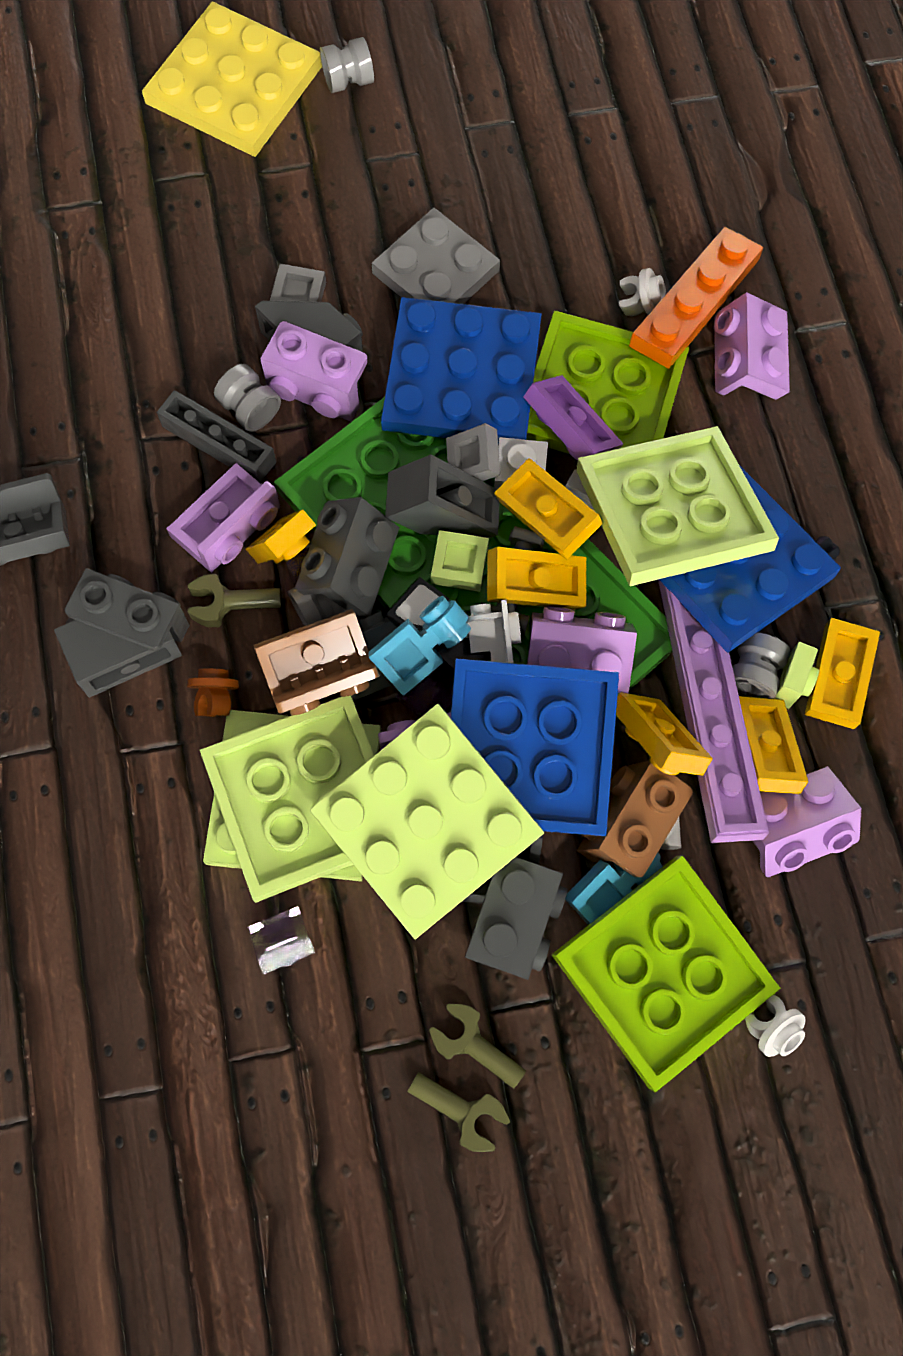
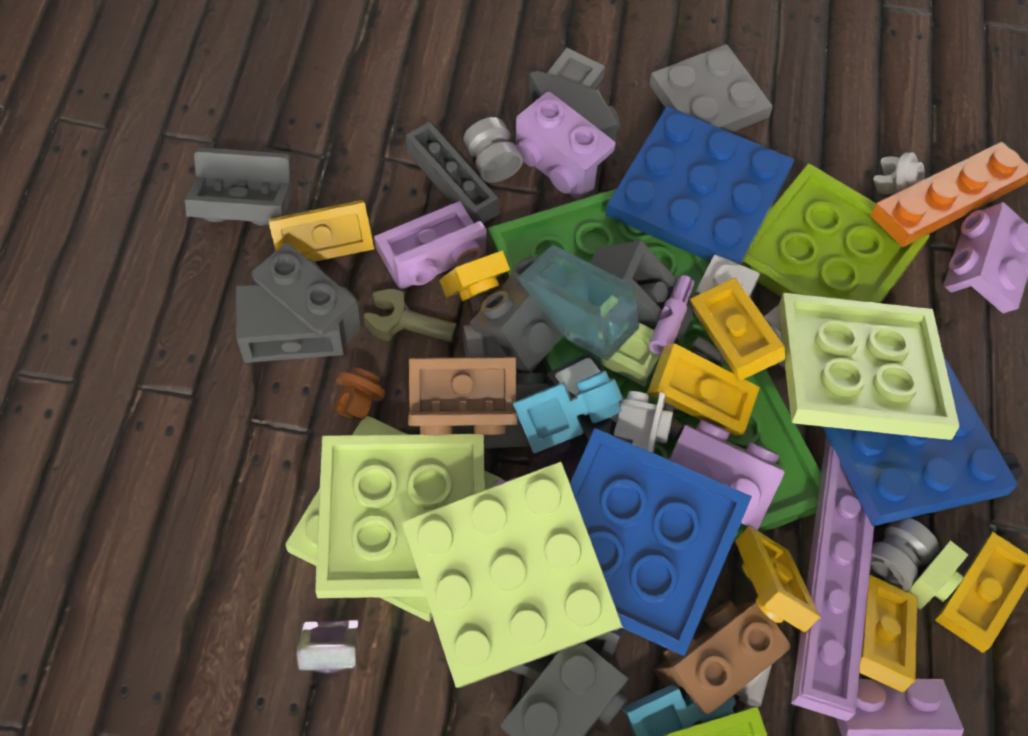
camera: 20 degrees right, 10 degrees down
(114, 540) = (325, 231): none -> yellow plate
(397, 533) = (583, 301): none -> clear light blue slope
(475, 452) = (687, 256): light grey plate -> none
(483, 516) = (671, 315): none -> lavender pin
(570, 417) = (789, 256): medium lavender plate -> none

